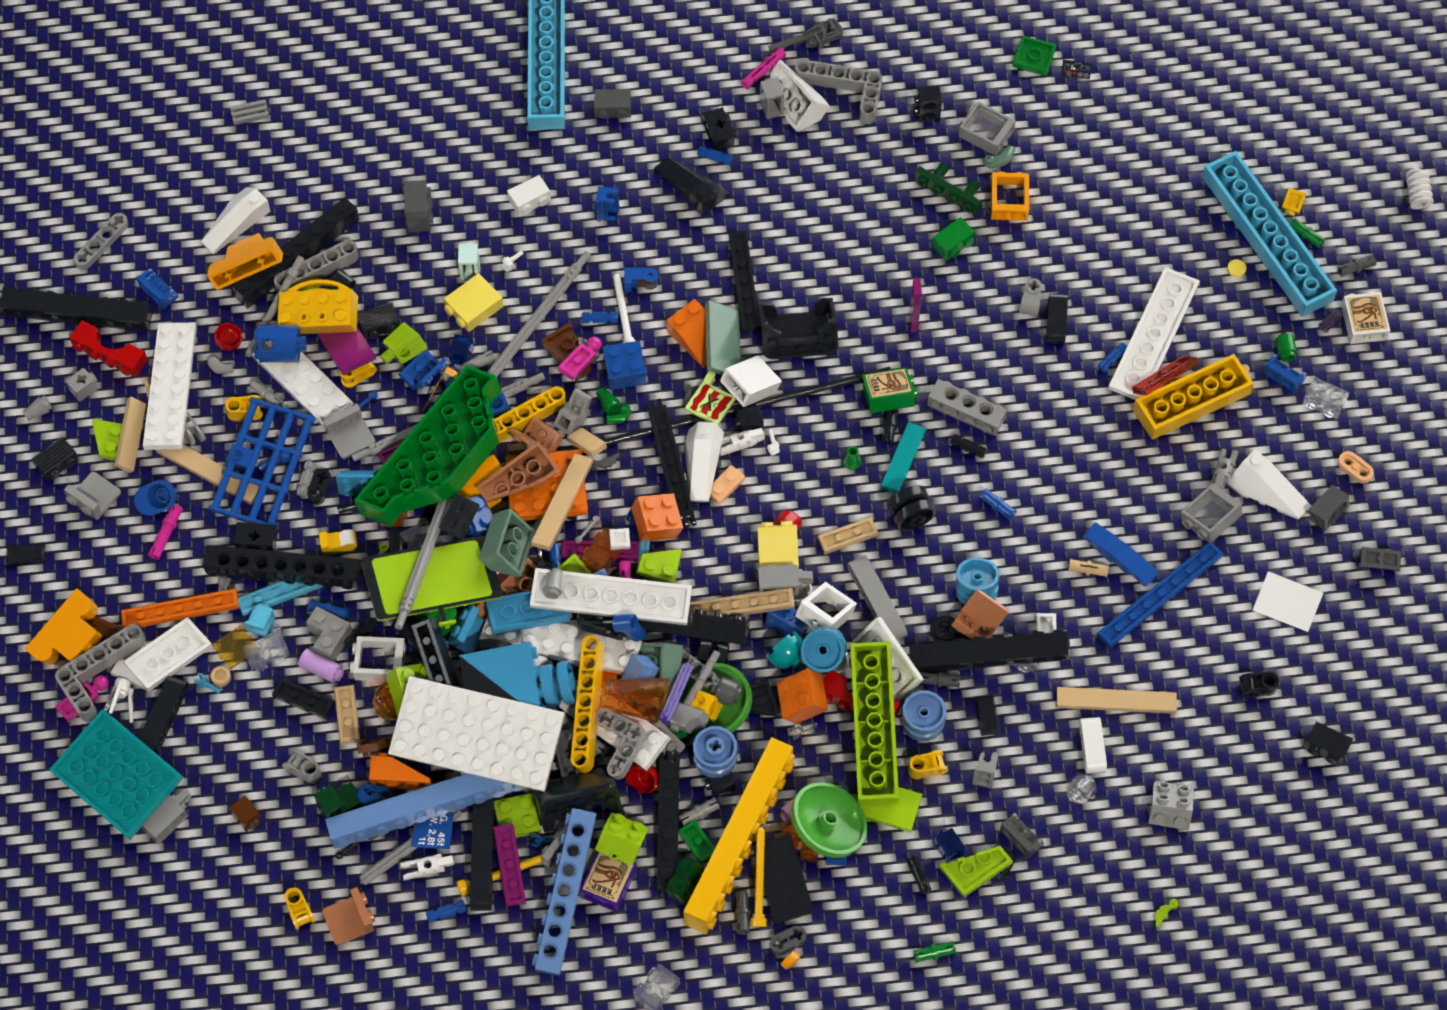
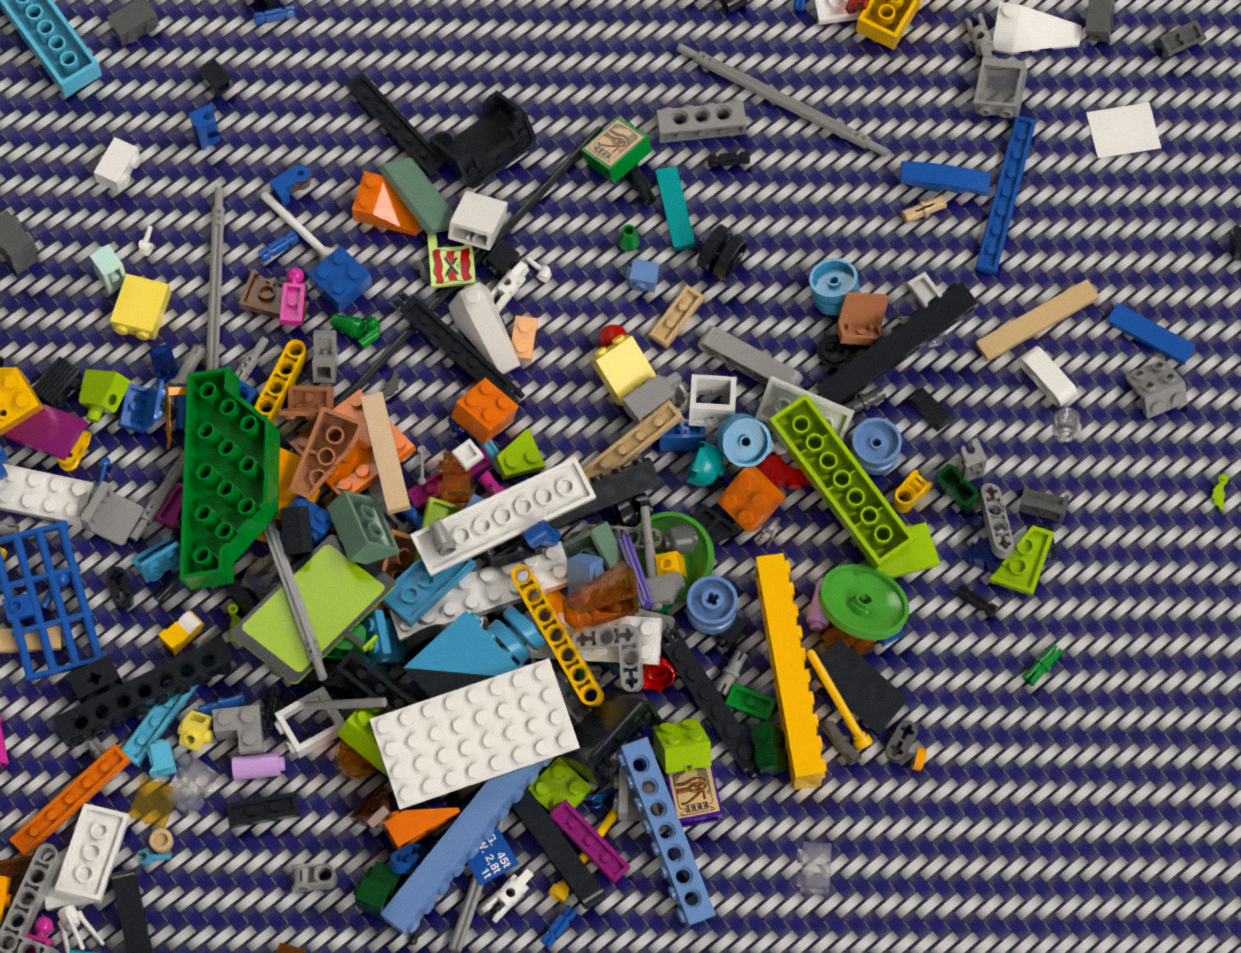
camera: 35 degrees left, 5 degrees up
(296, 614) = (195, 730): none -> light yellow brick
(306, 478) = (100, 588): light grey axle -> none
(347, 714) = (317, 797): tan tile -> none
(405, 657) = (345, 704): none -> light grey bar
(587, 442) = (359, 378): tan tile -> none
(640, 175) = (215, 78): none -> black brick
(693, 186) = (277, 58): black wedge -> none
(843, 491) = (643, 275): none -> medium blue brick
(915, 304) = (588, 49): magenta tile -> none
(962, 783) = (962, 491): none -> dark green brick
(973, 824) = (996, 520): none -> light grey beam
(998, 504) = (796, 199): blue pin -> none
(1041, 428) = (783, 100): none -> light grey axle
(1197, 763) = (1151, 334): none -> blue tile
(1254, 684) = (1152, 227): black piece -> none

